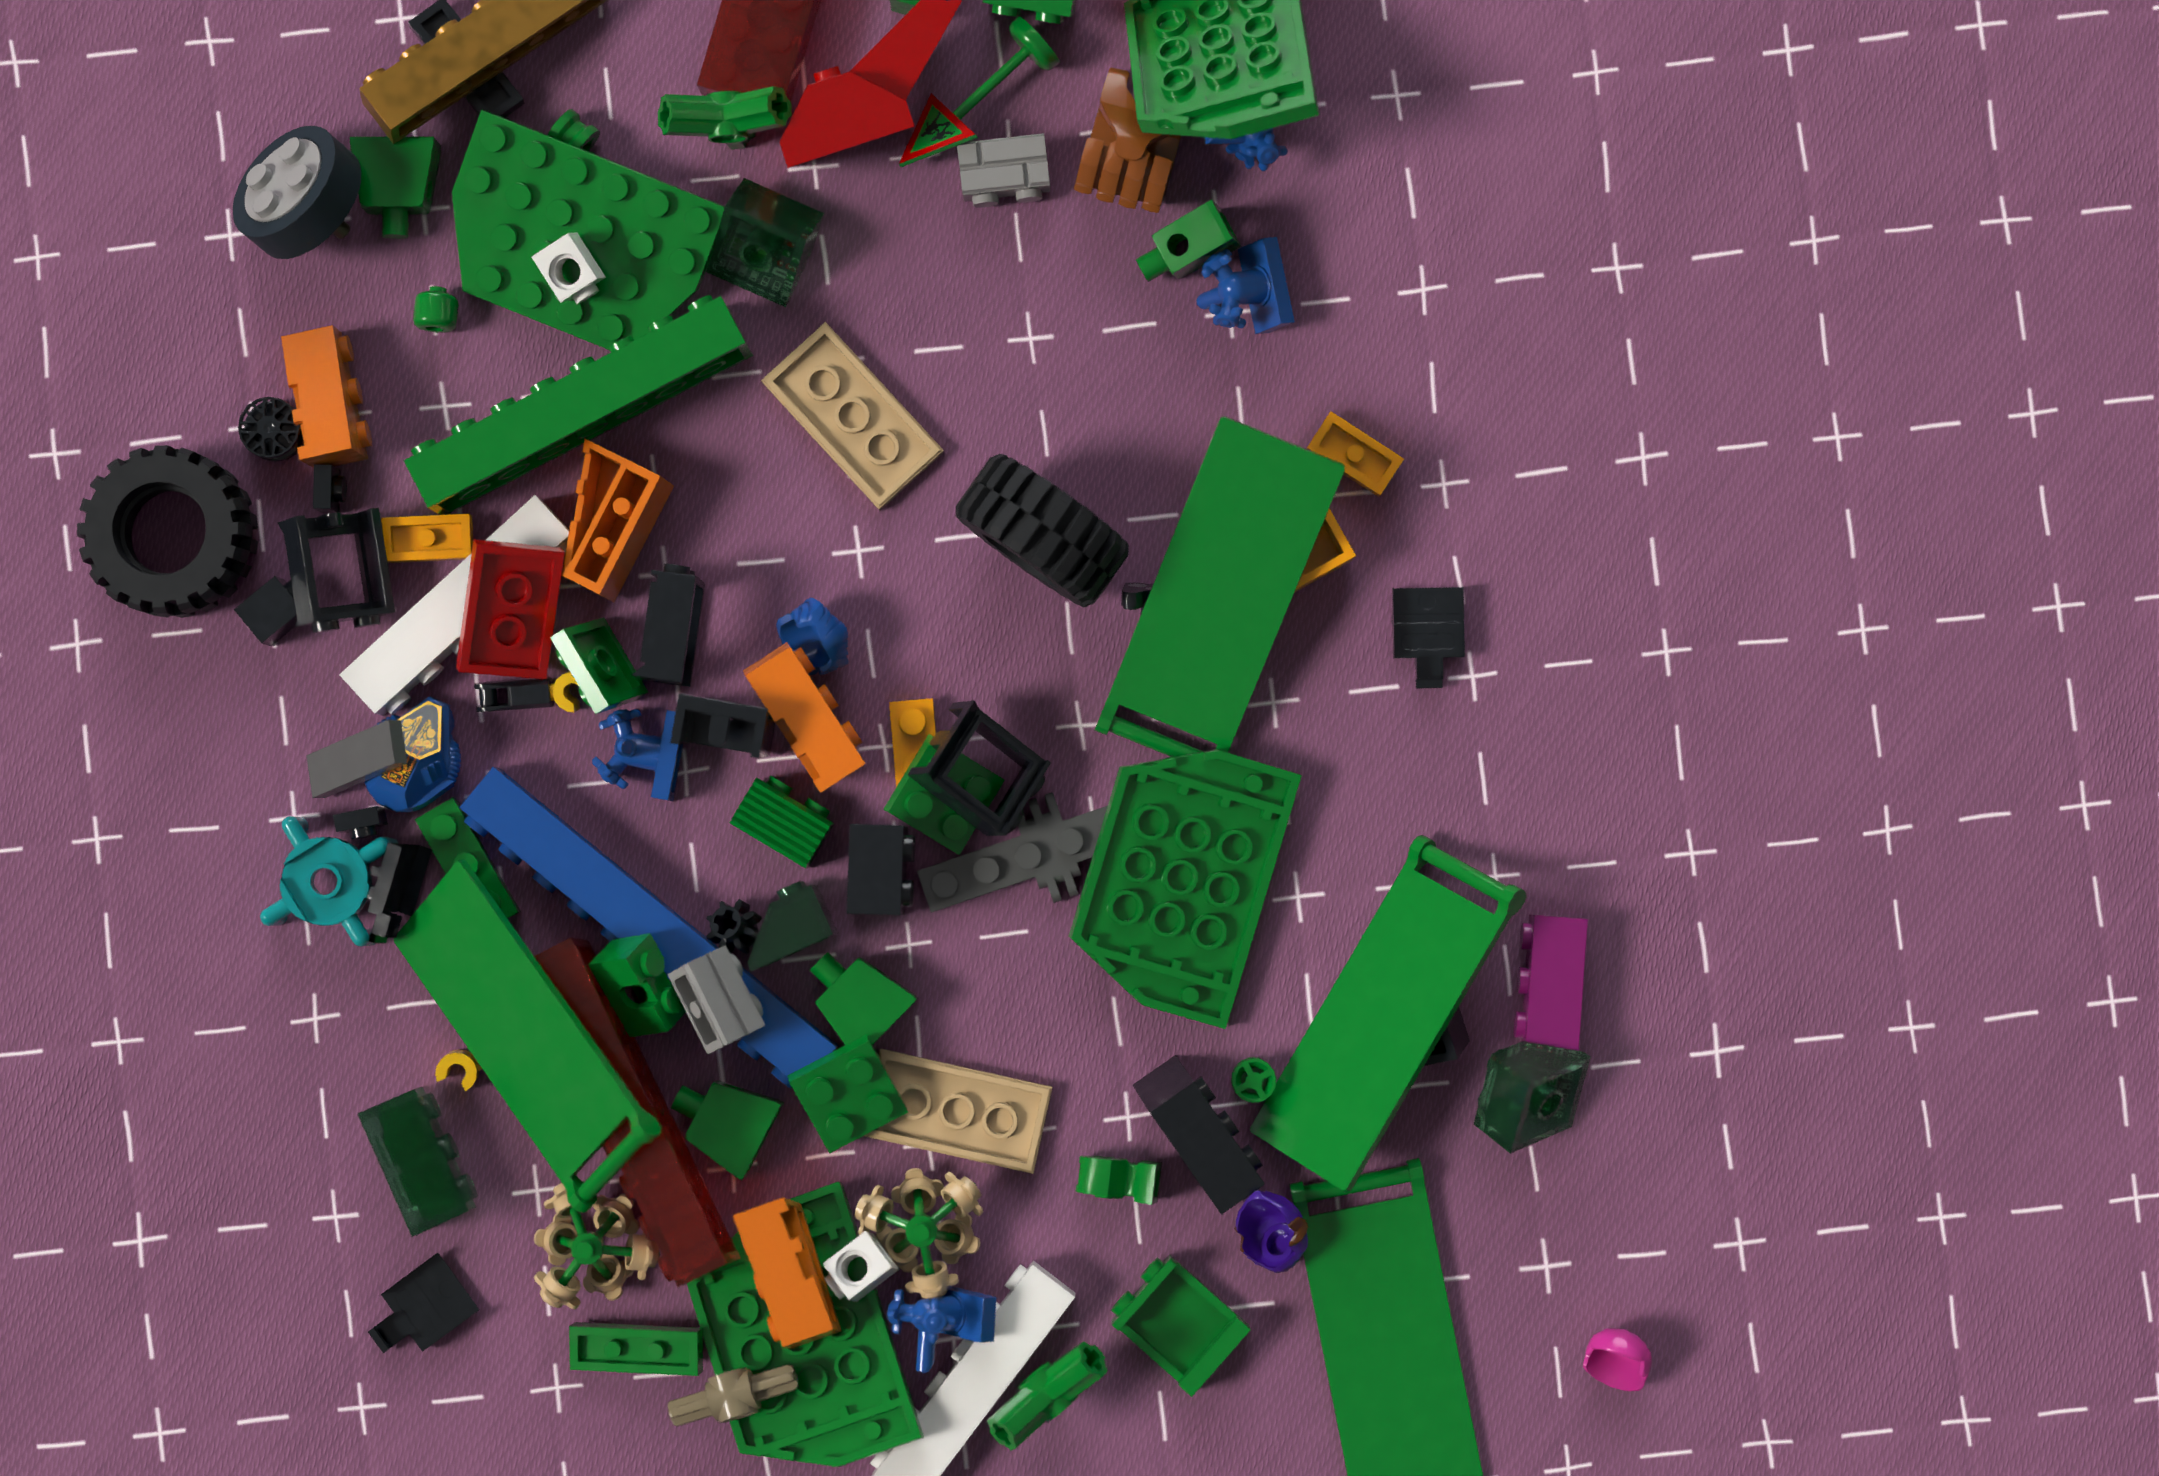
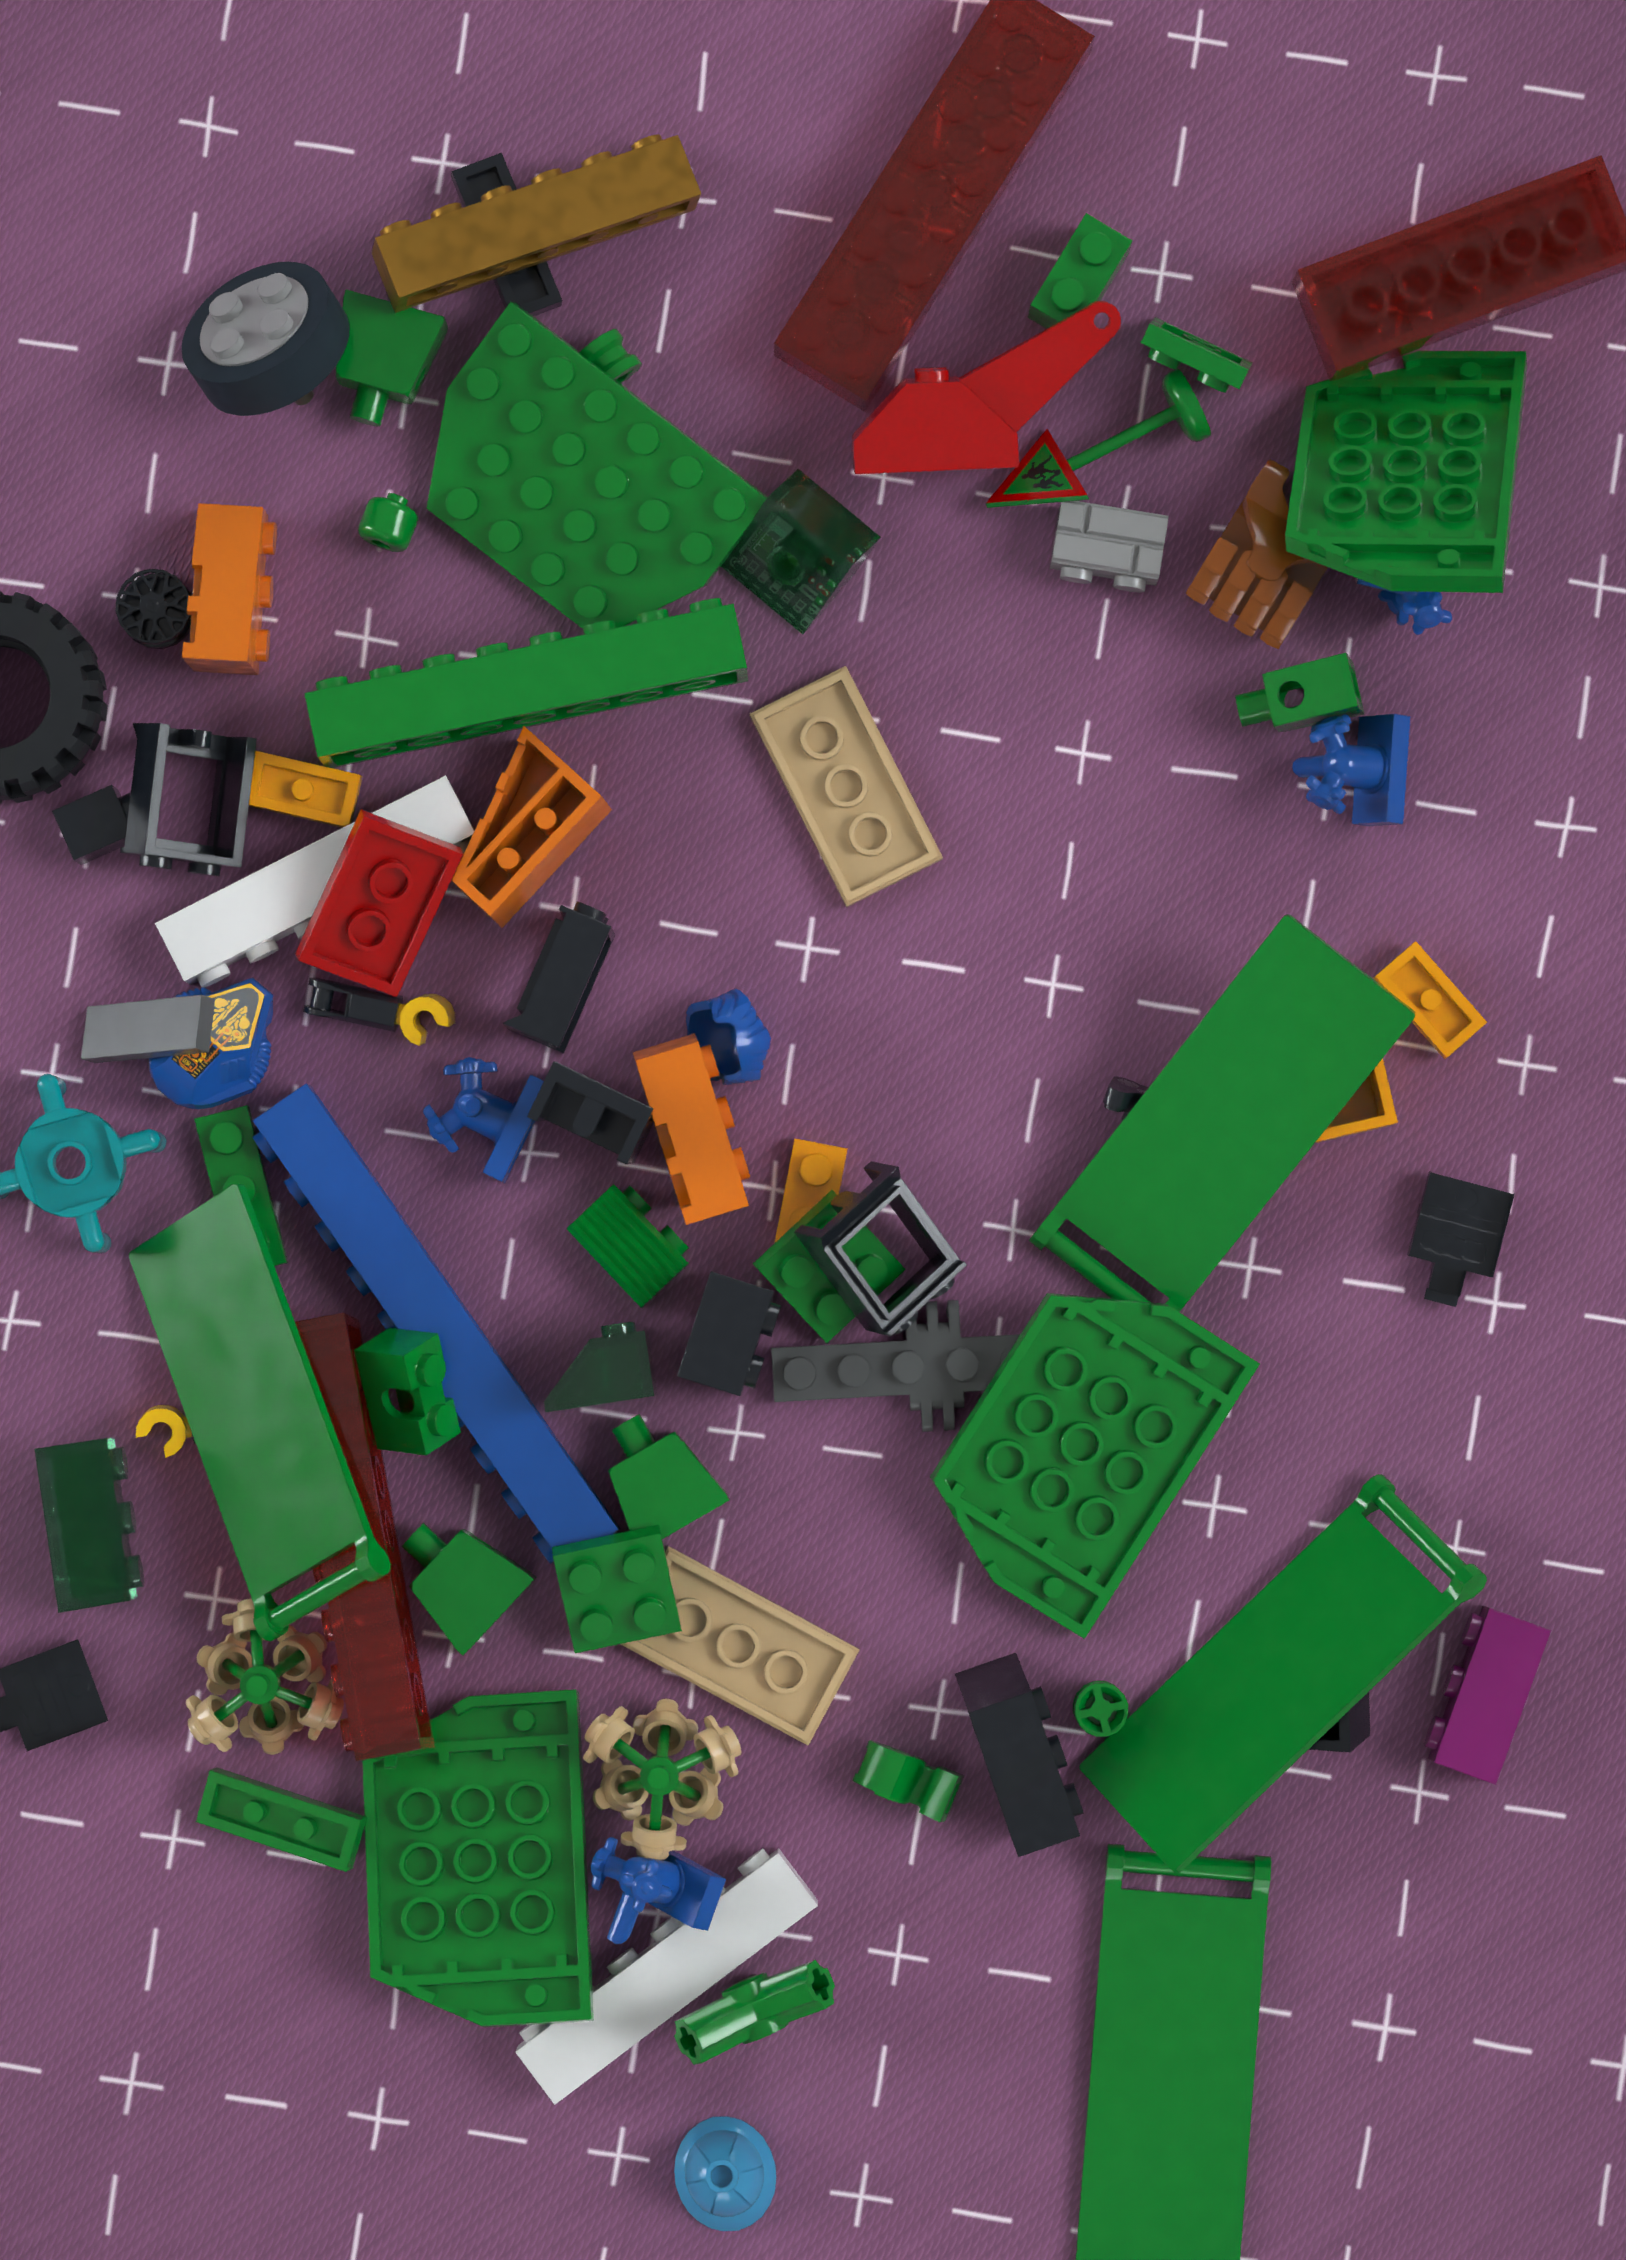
camera: 15 degrees right, 0 degrees up
(328, 488) = (203, 698): black plate -> none
(360, 822) = (130, 1104): black plate -> none
(396, 887) = (151, 1194): black piece -> none
(551, 261) = (545, 502): white brick -> none
(598, 665) = (464, 998): green plate -> none
(717, 999) = (495, 1434): light grey brick -> none
(723, 922) = (526, 1343): black gear -> none
(724, 115) = (798, 390): green piece -> none
(733, 1395) = (382, 1906): dark tan axle -> none
(787, 1272) = (487, 1780): orange wedge -> none
(878, 1262) = (598, 1798): white brick -> none
(1042, 530) = (1035, 988): black tyre -> none
(1179, 1323) = (931, 1972): green panel -> none
(1271, 1231) = (1072, 1894): dark purple hair -> none
(1530, 1093) = (1424, 1817): clear green slope -> none
(1618, 1359) = (1439, 2162): dark pink hair -> none

